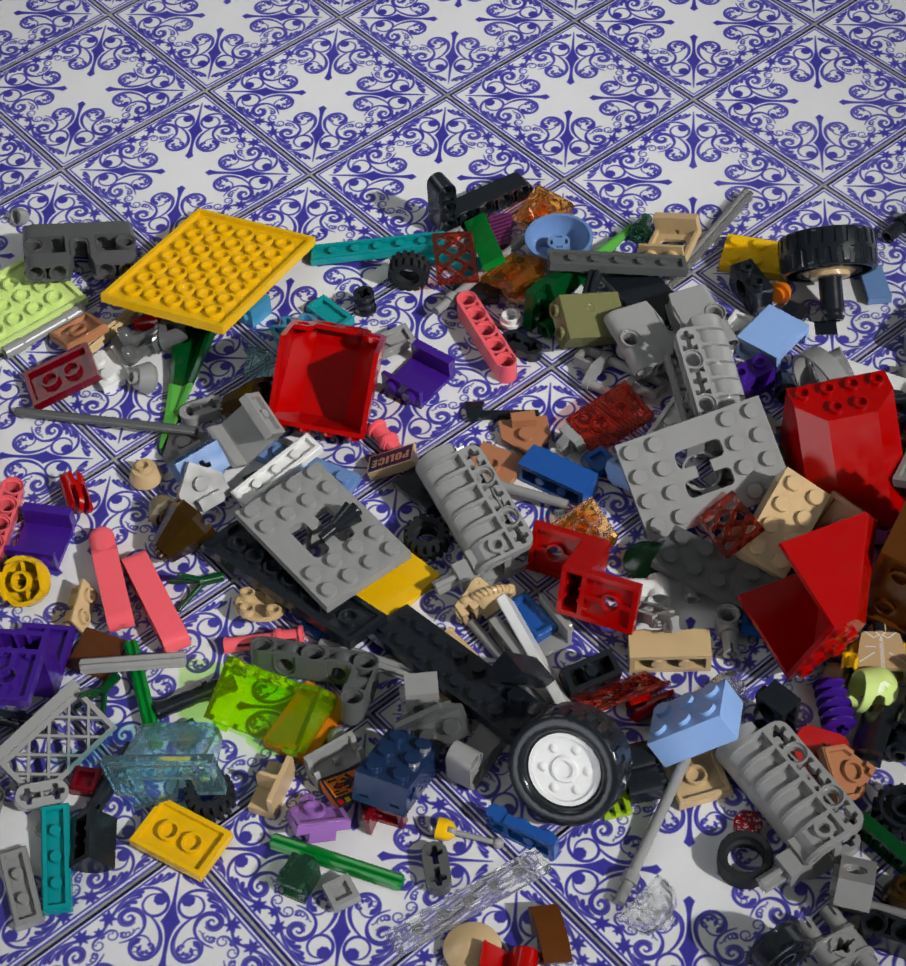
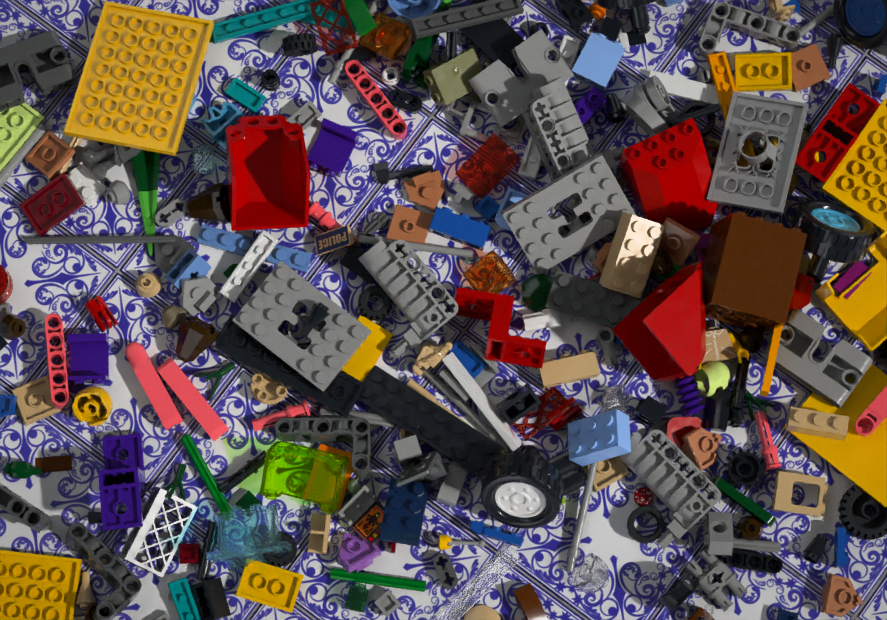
camera: 15 degrees left, 30 degrees up
(40, 788) = (161, 570): light grey beam -> none
(82, 605) = (138, 405): tan hinge -> none
(93, 645) = (162, 448): reddish brown sticker -> none
(132, 662) = (194, 457): light grey axle -> none
(247, 431) = (217, 239): light grey panel -> none
(521, 670) = (474, 422): black brick -> none
(658, 616) = (556, 347): light grey hinge -> none
(741, 539) = (608, 281): clear red window -> none

